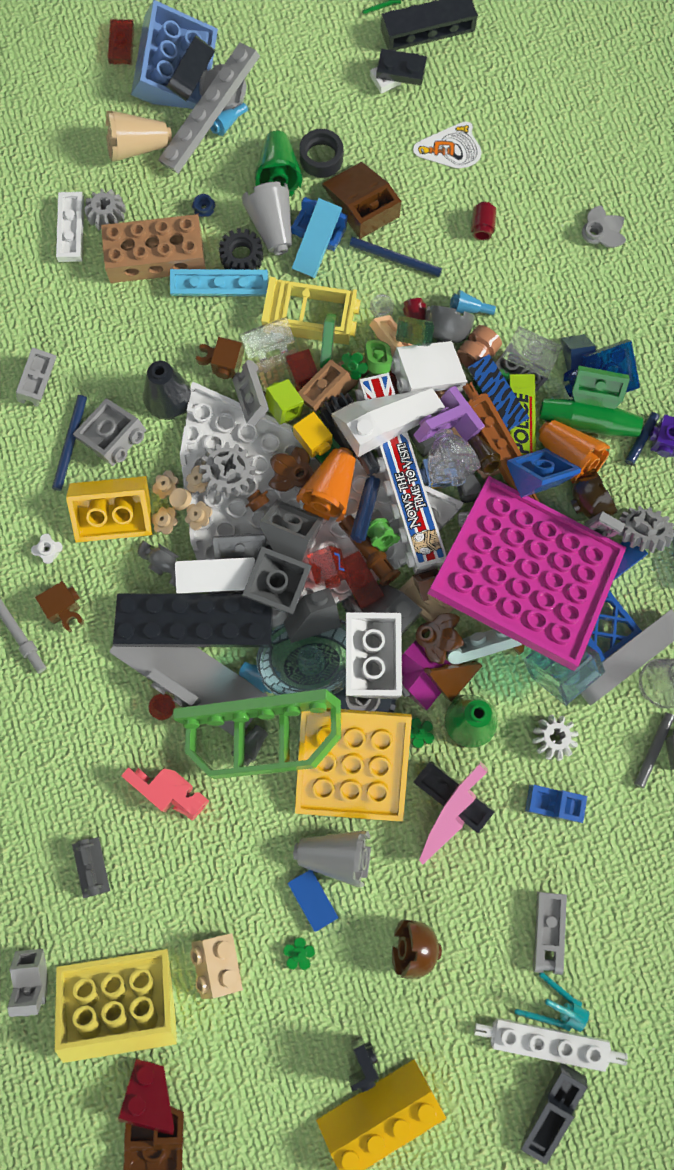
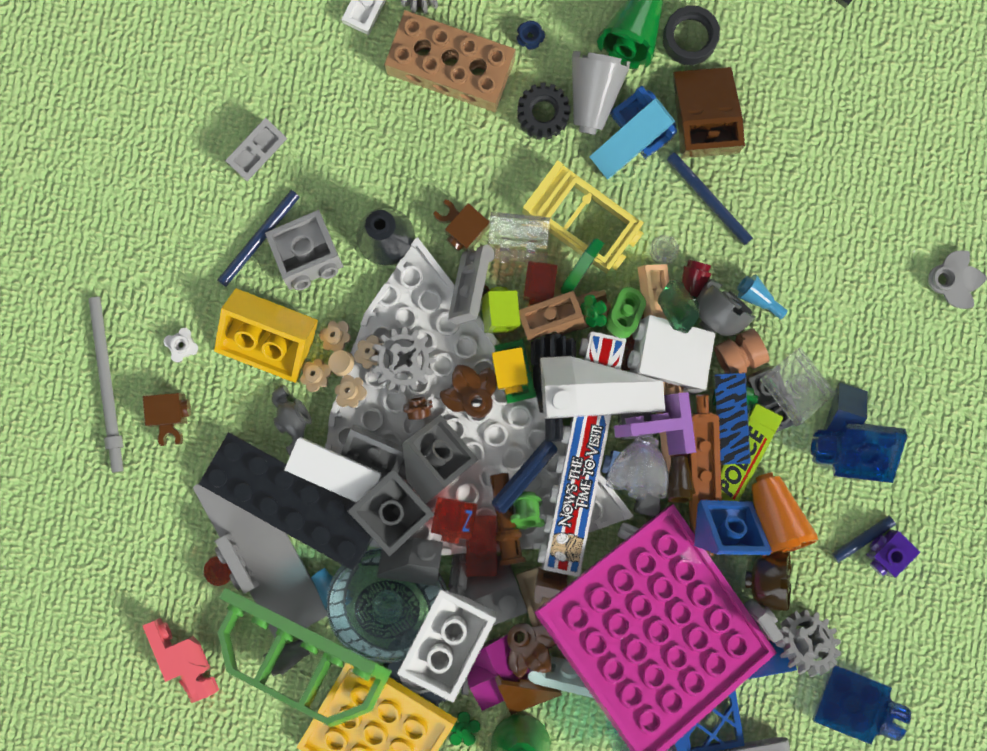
camera: 30 degrees right, 10 degrees up
(91, 867) = (73, 696): dark grey hinge -> none
(218, 282) = (501, 135): medium azure plate -> none
(330, 485) = (501, 432): orange cone -> none
(451, 147) = (841, 95): sticker -> none
(483, 221) = (827, 206): dark red brick -> none
(595, 405) = (828, 483): green plate -> none

